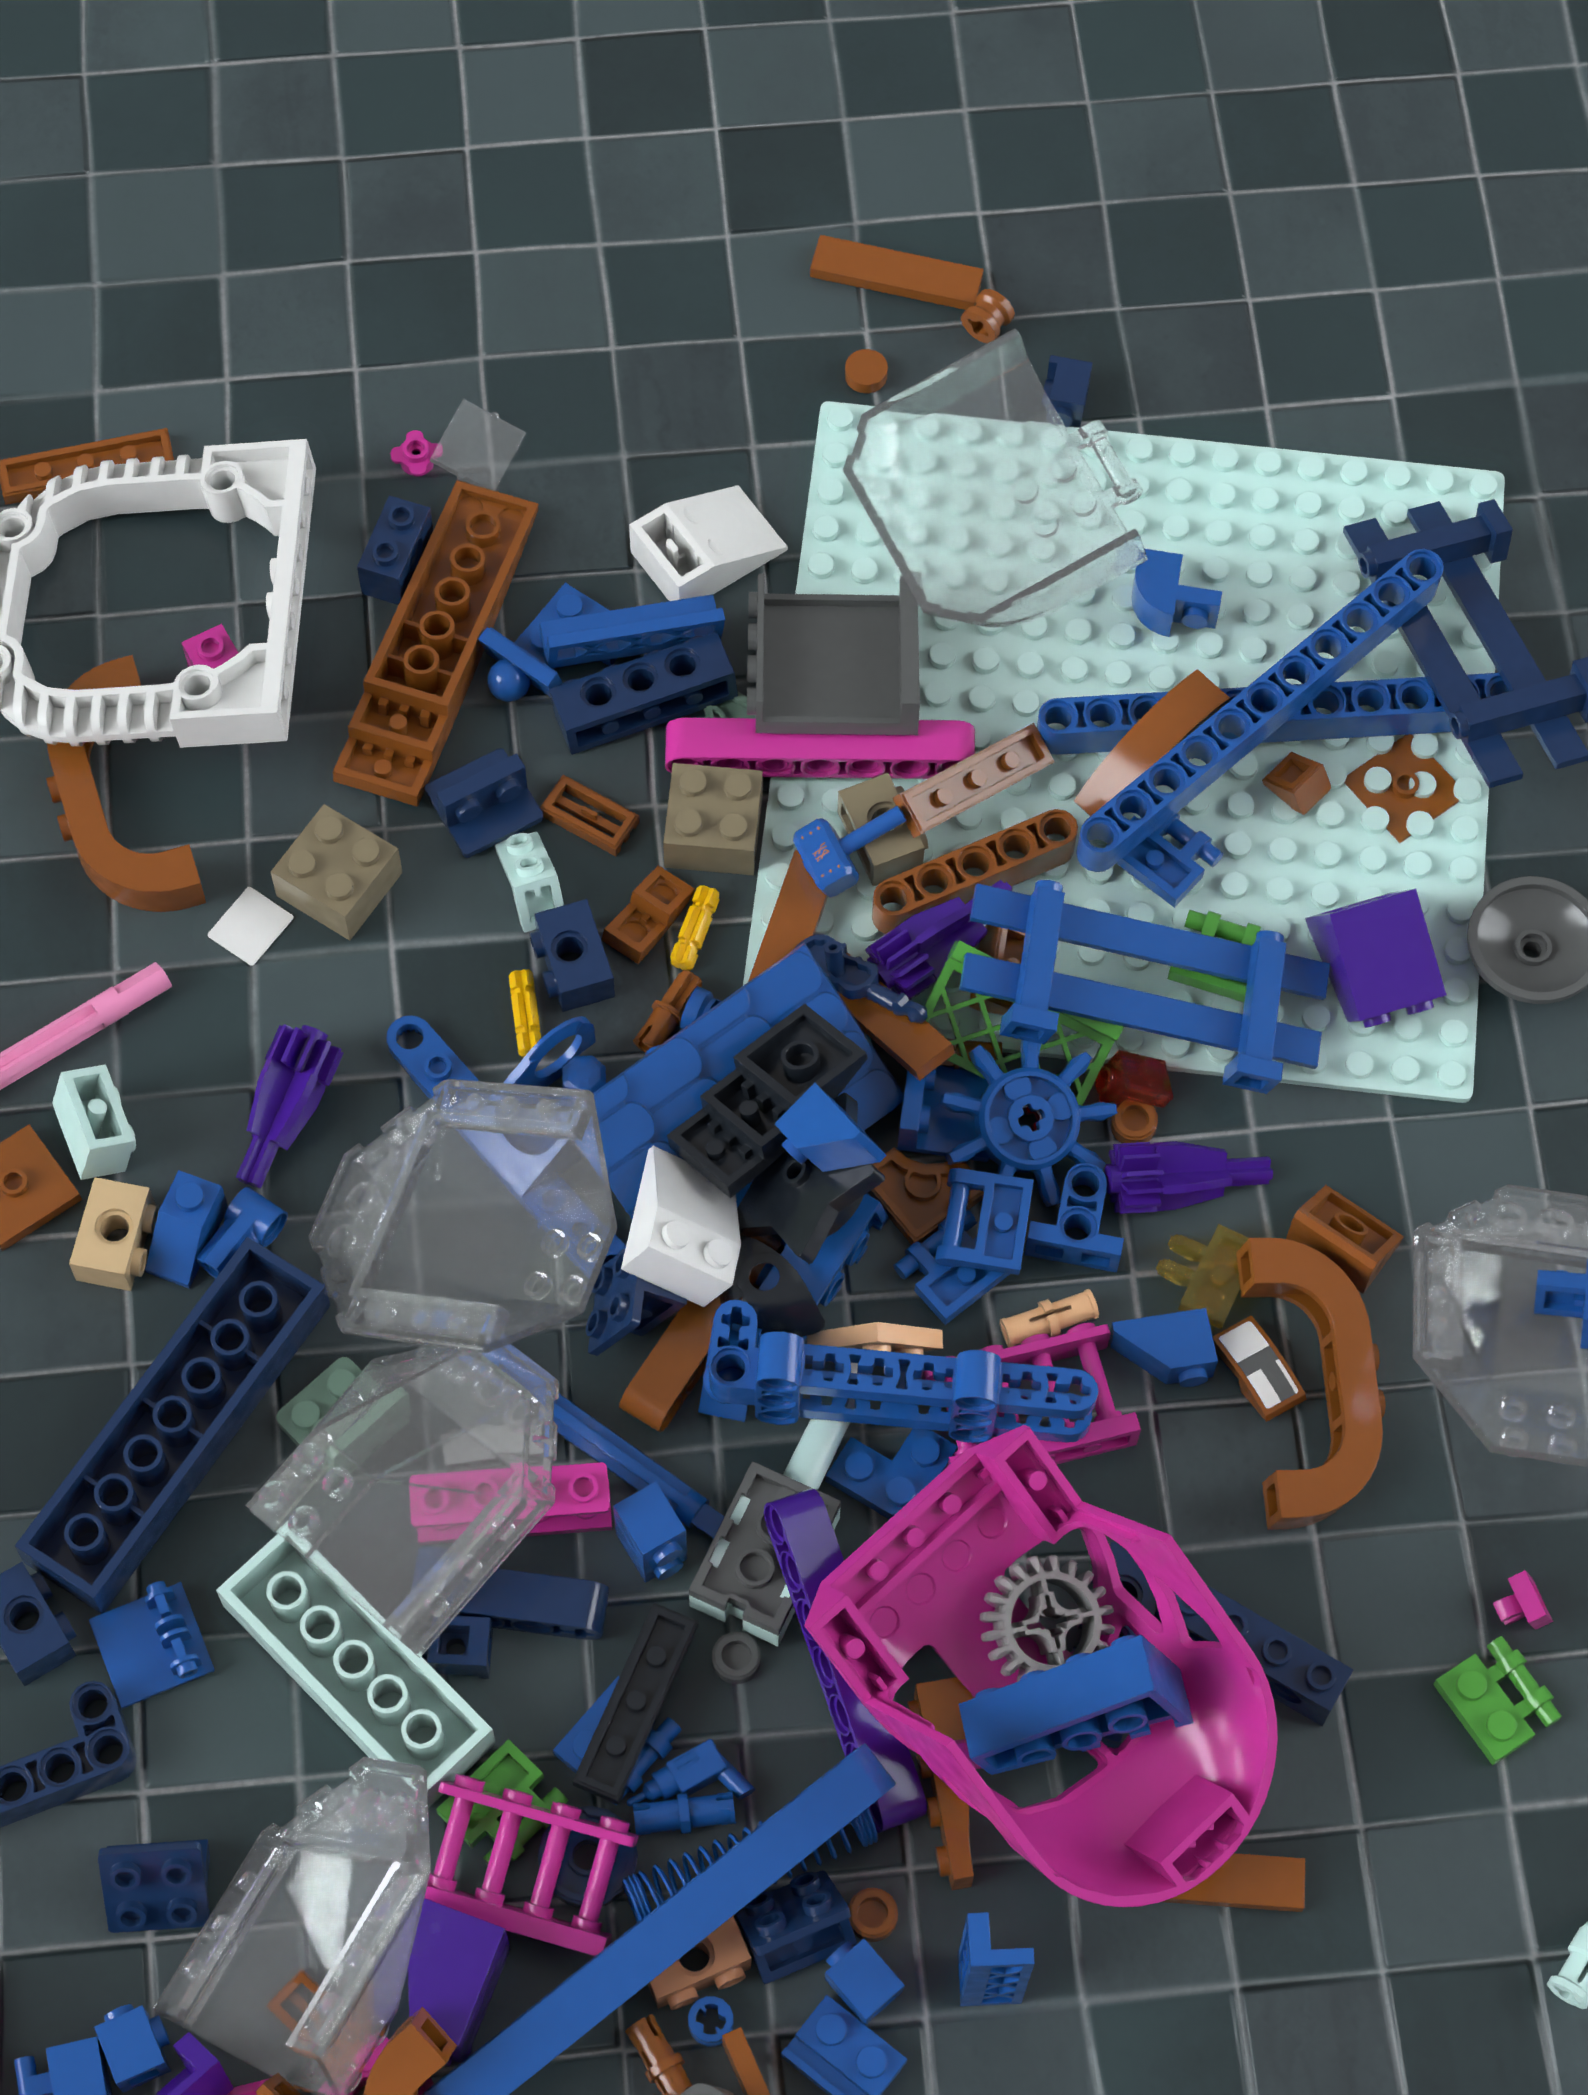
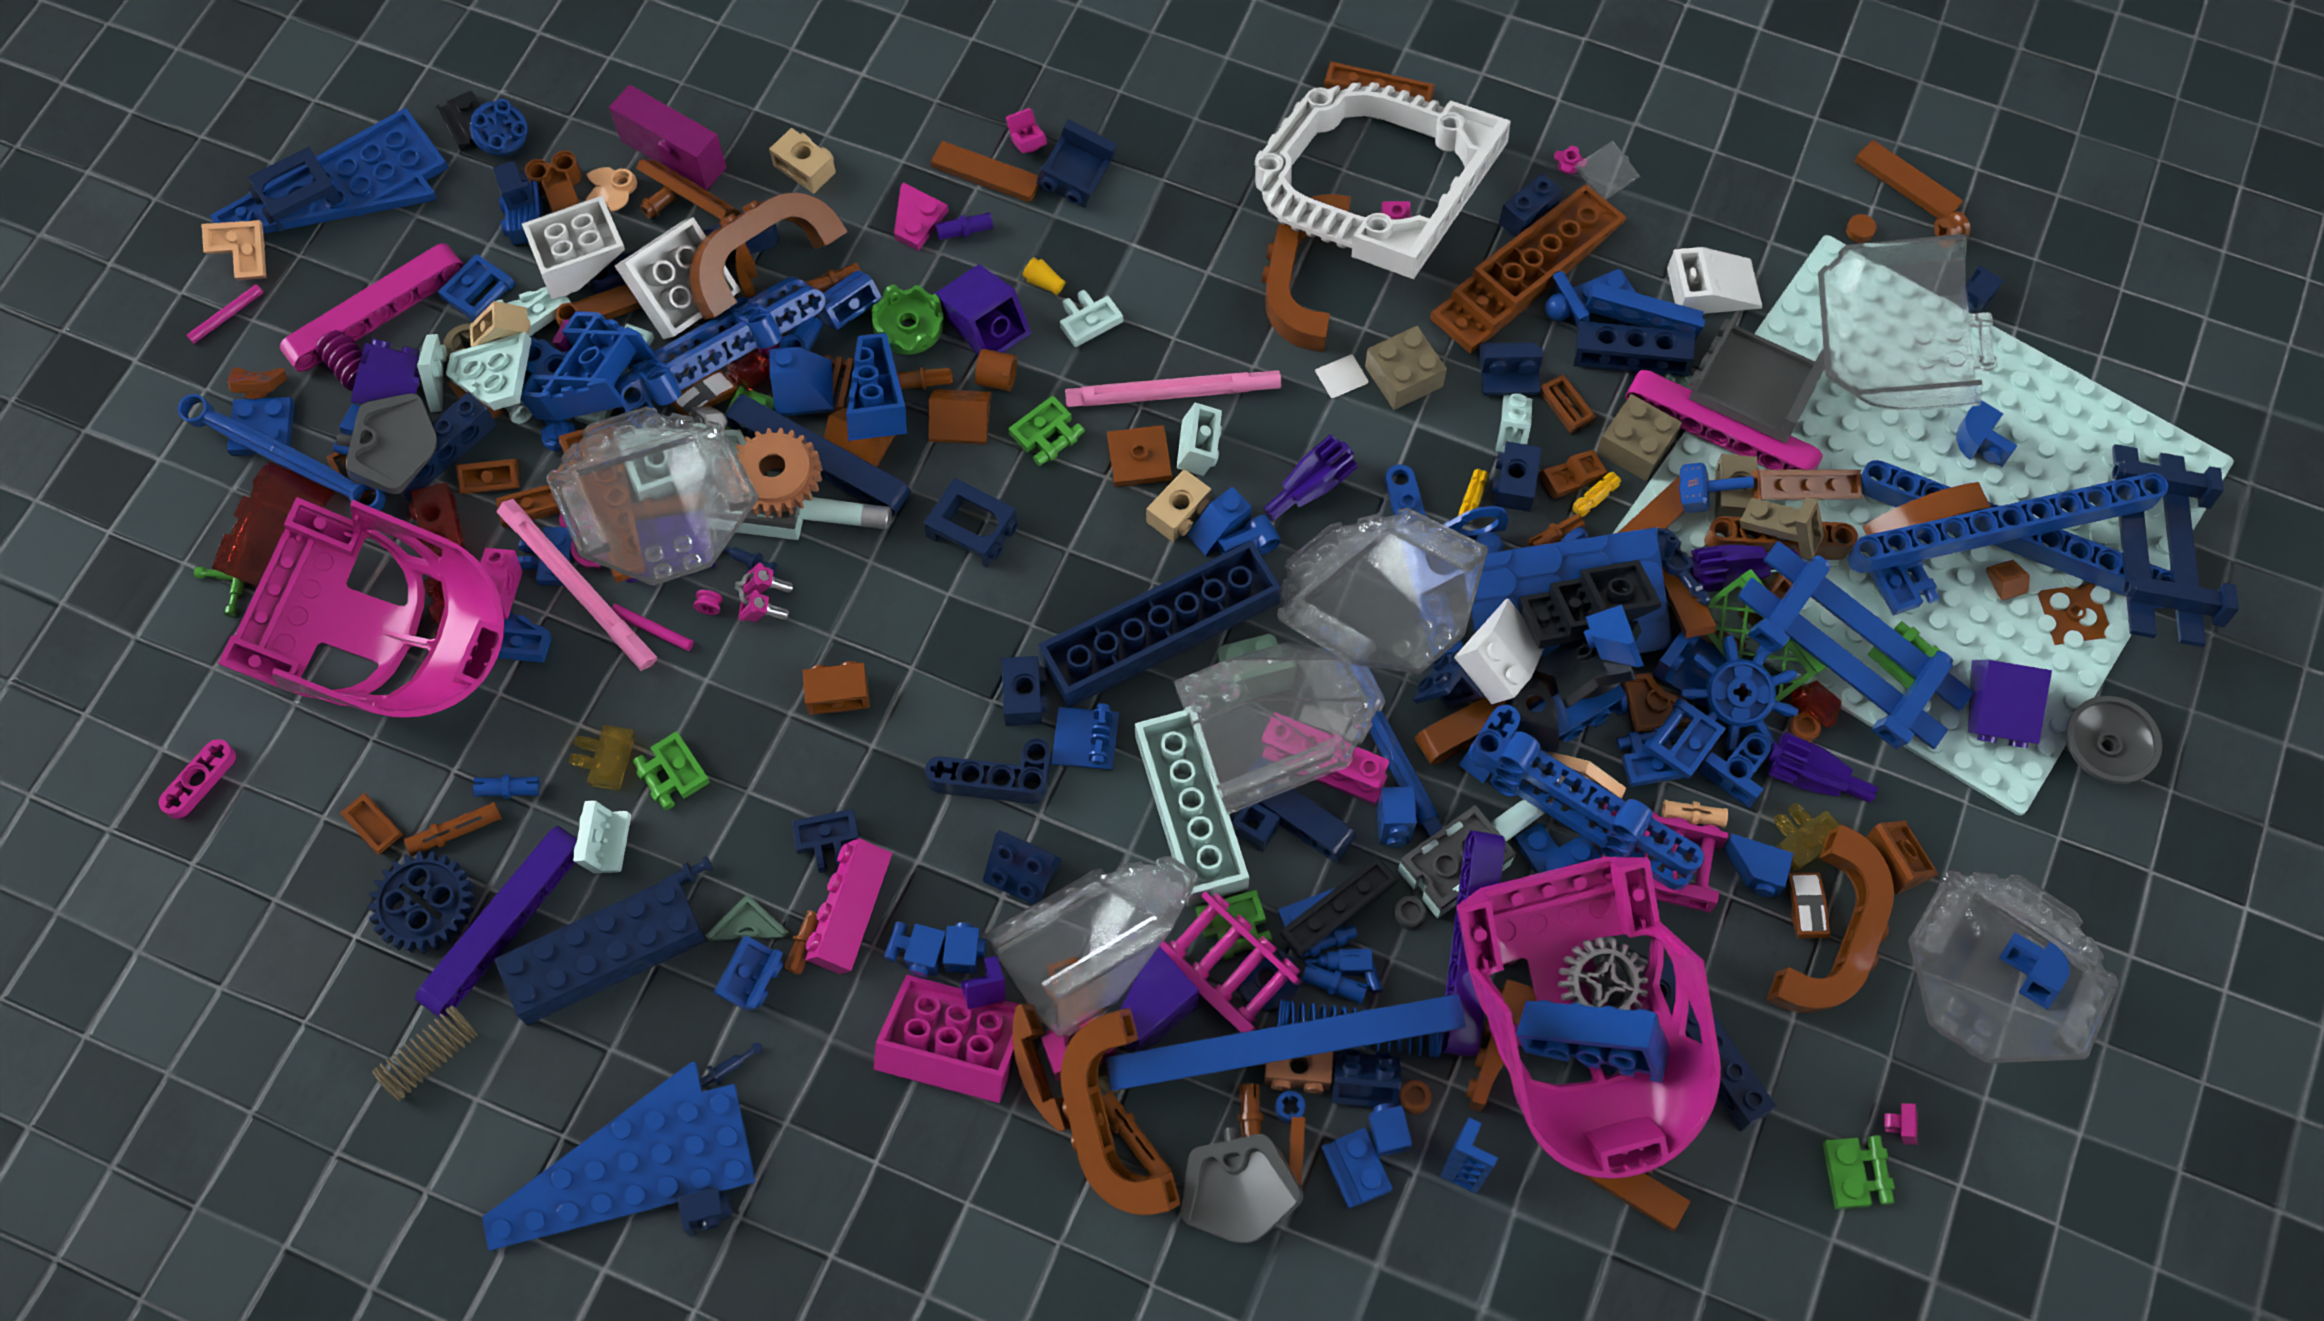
camera: 30 degrees right, 0 degrees up
(974, 851) = (1786, 522): none -> dark tan bracket

